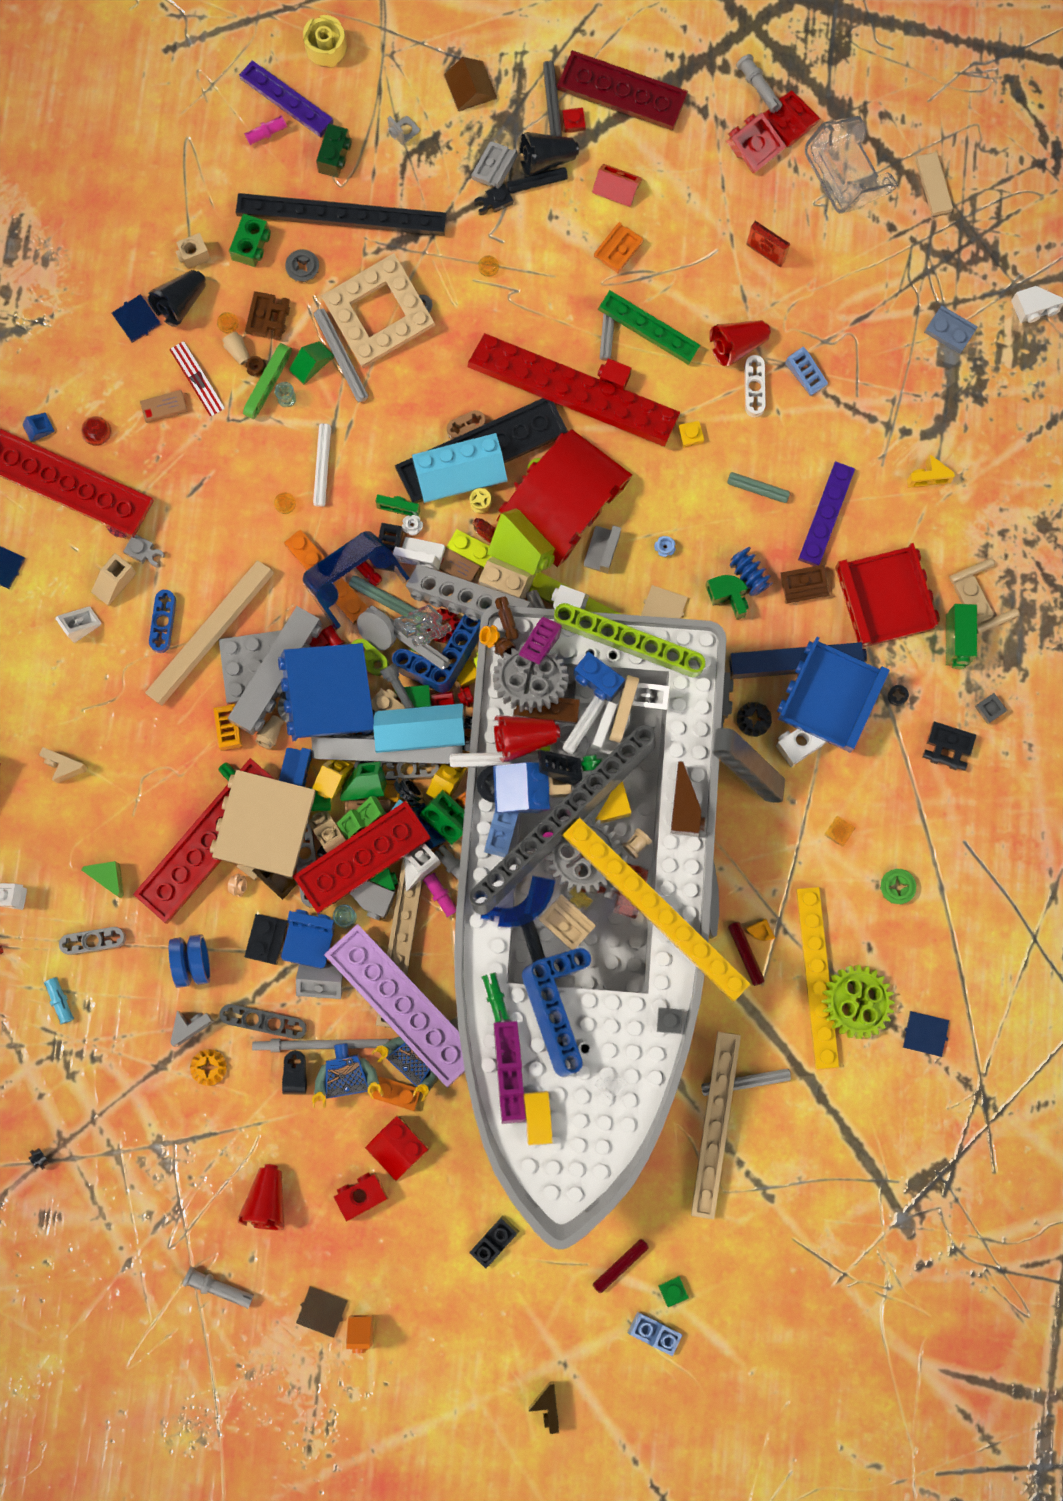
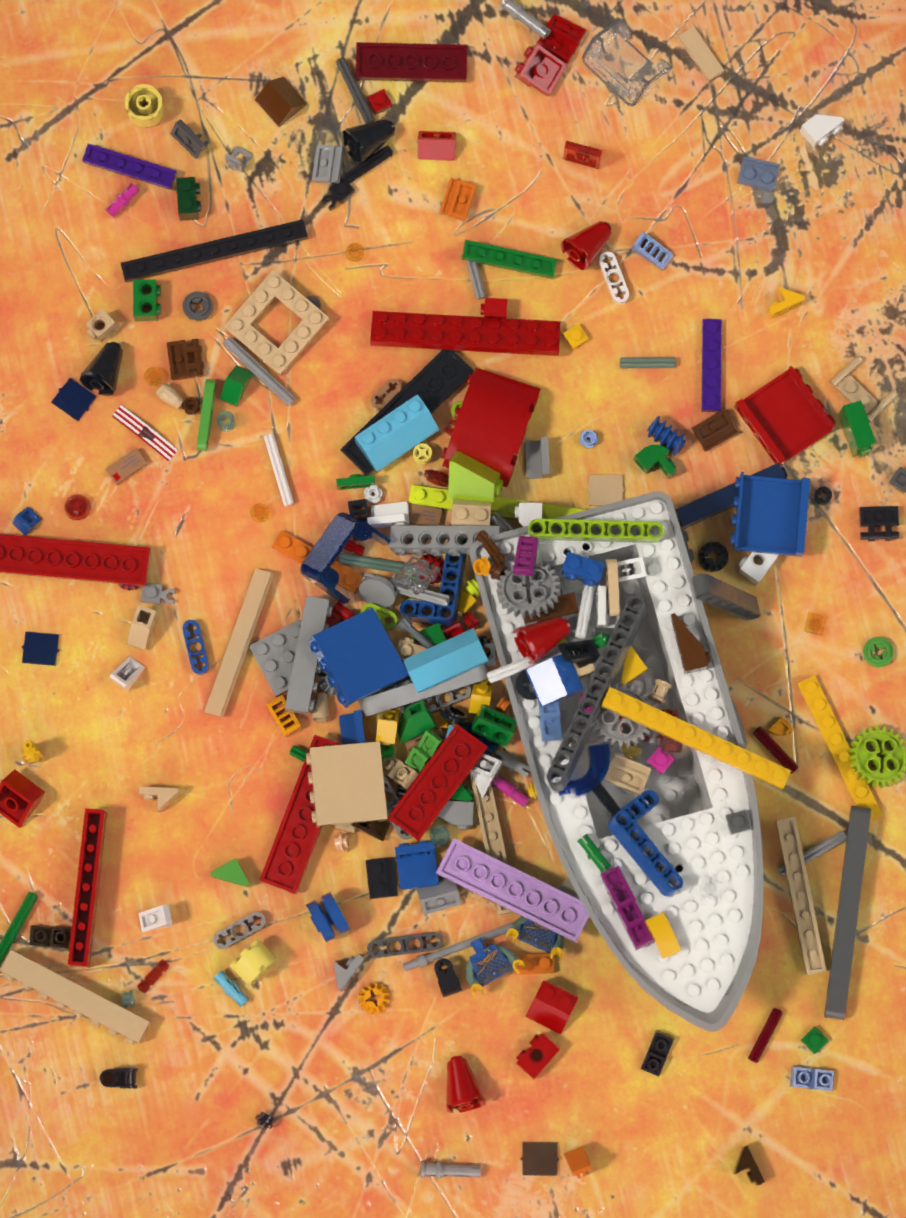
camera: 20 degrees left, 0 degrees up
(90, 980) = (253, 961): none -> light yellow brick
(358, 91) = (188, 139): none -> dark grey plate
(609, 920) = (660, 761): none -> dark pink plate
(760, 1163) = (847, 913): none -> dark grey beam

